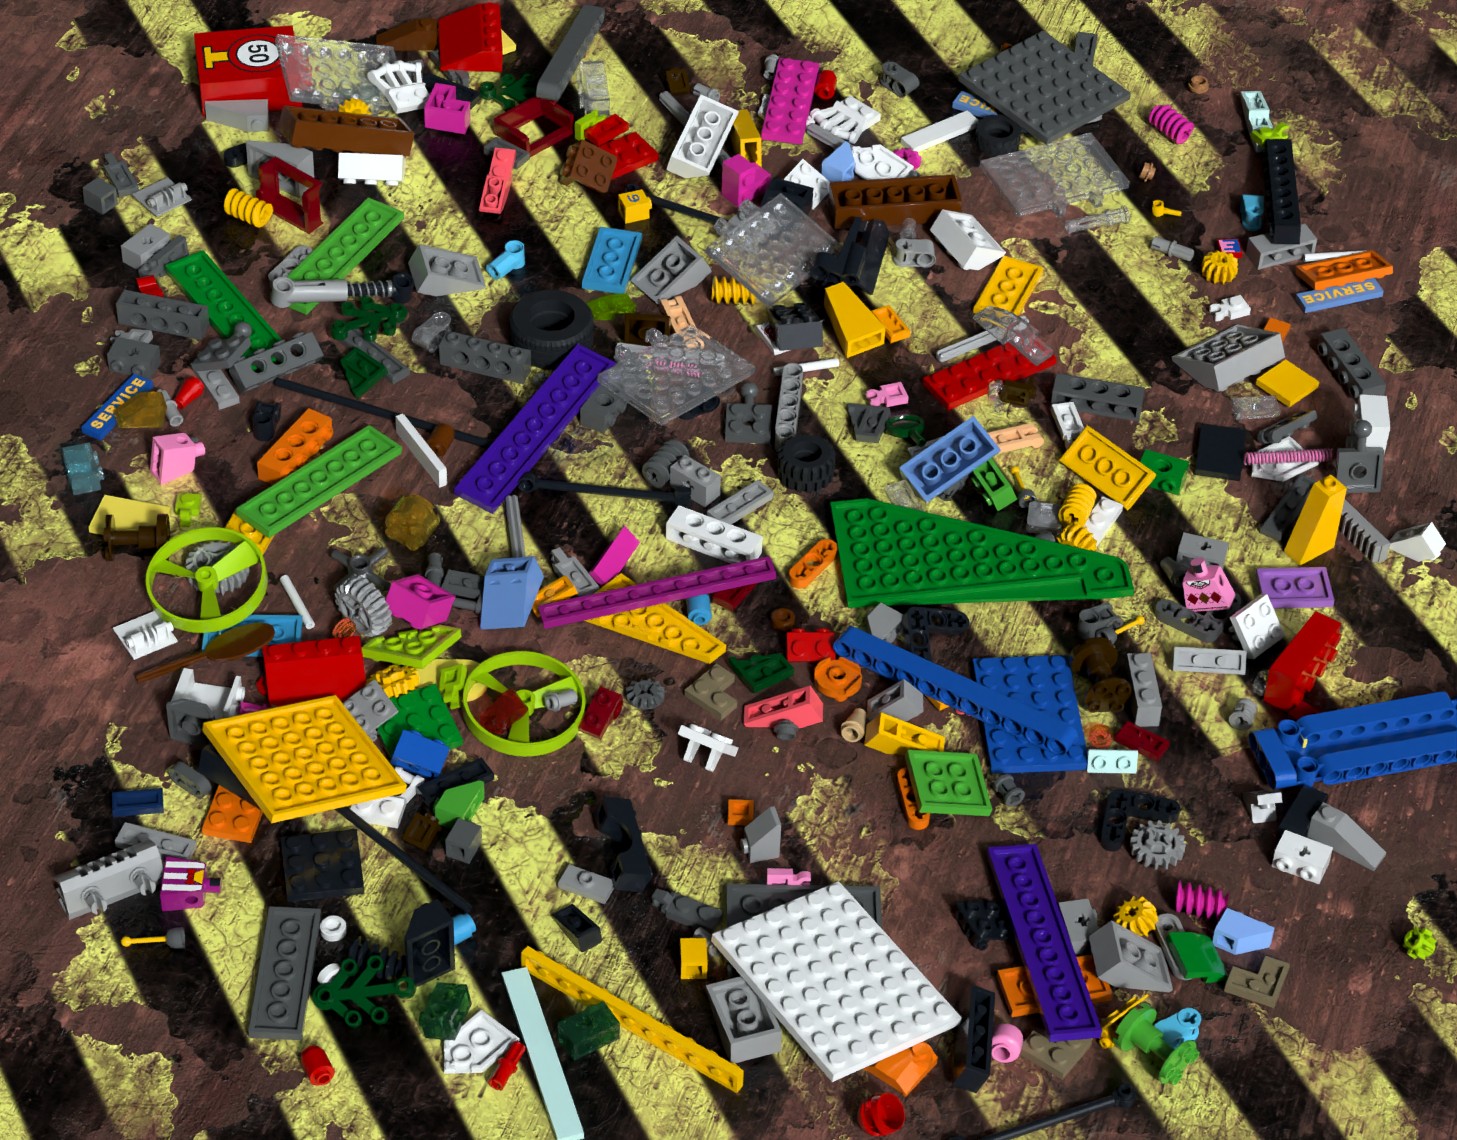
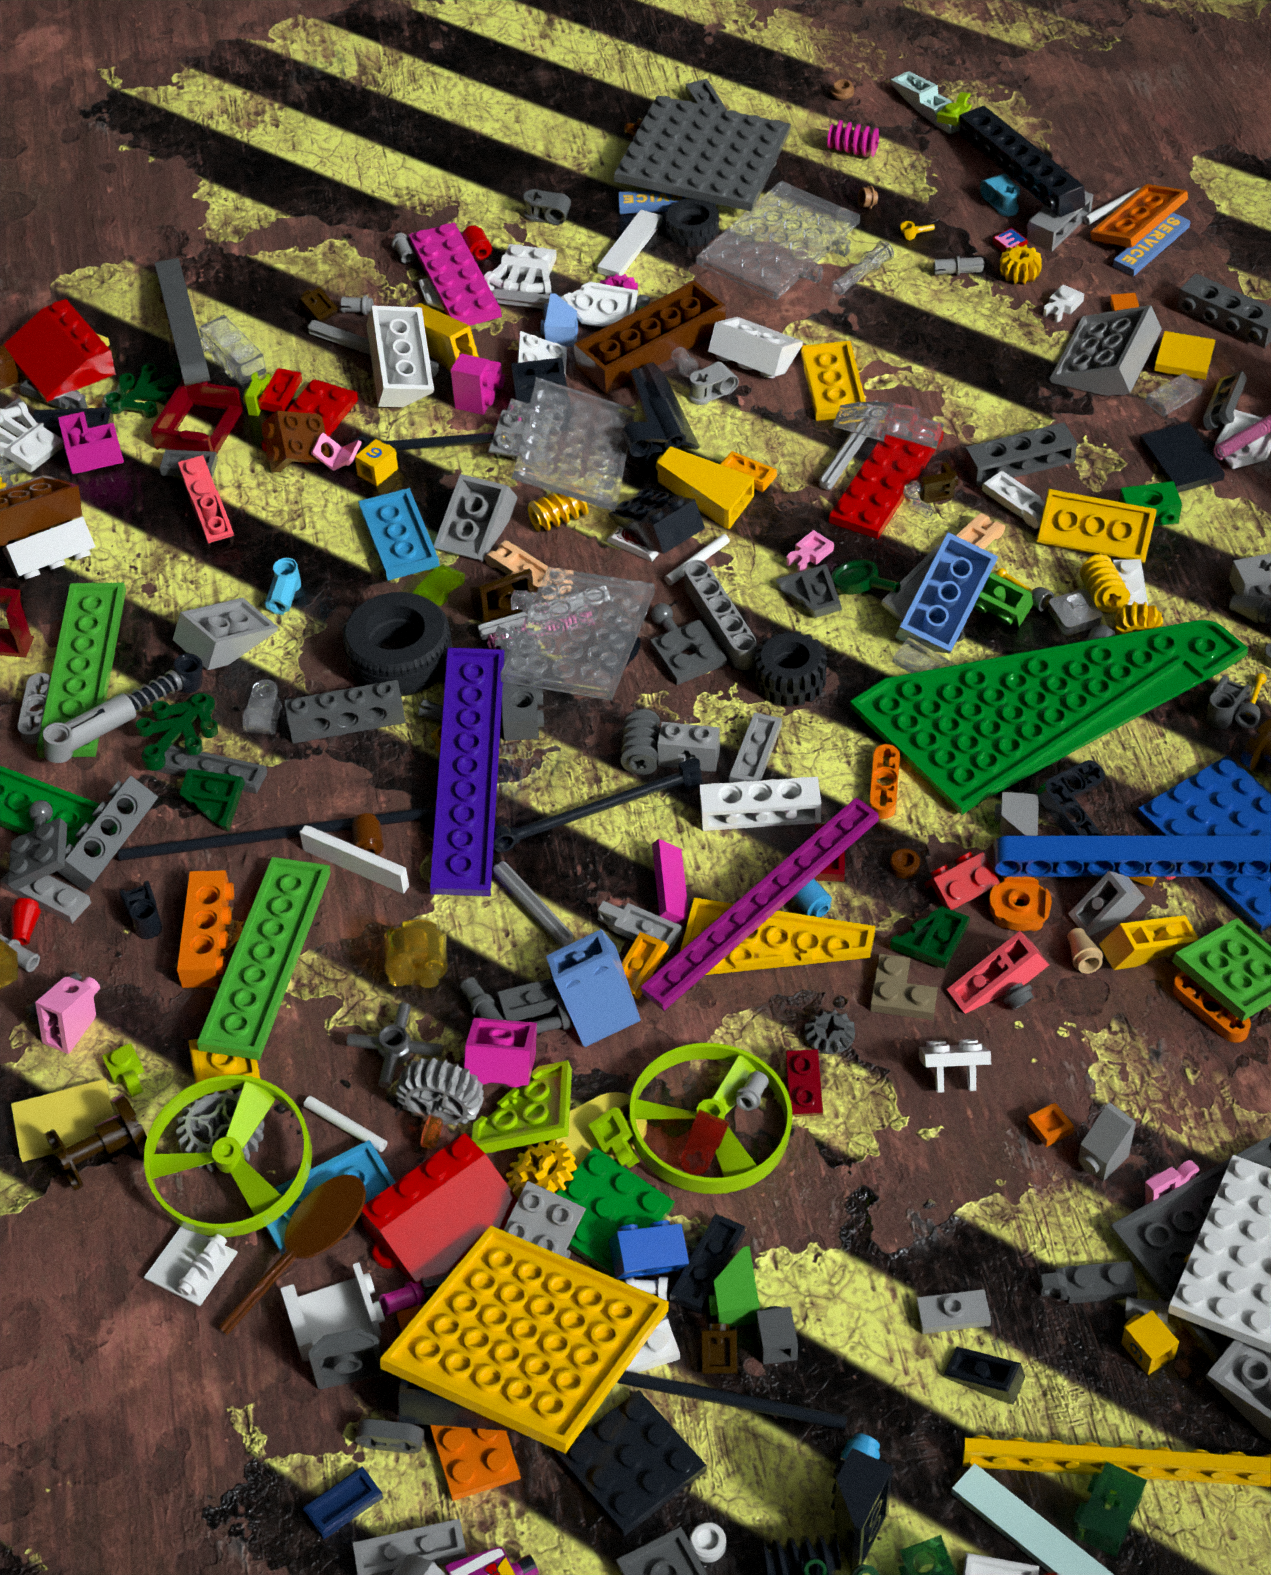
camera: 25 degrees left, 5 degrees up
(614, 189) = (340, 455): none -> bright pink bracket
(618, 820) = (933, 1211): black arch -> none

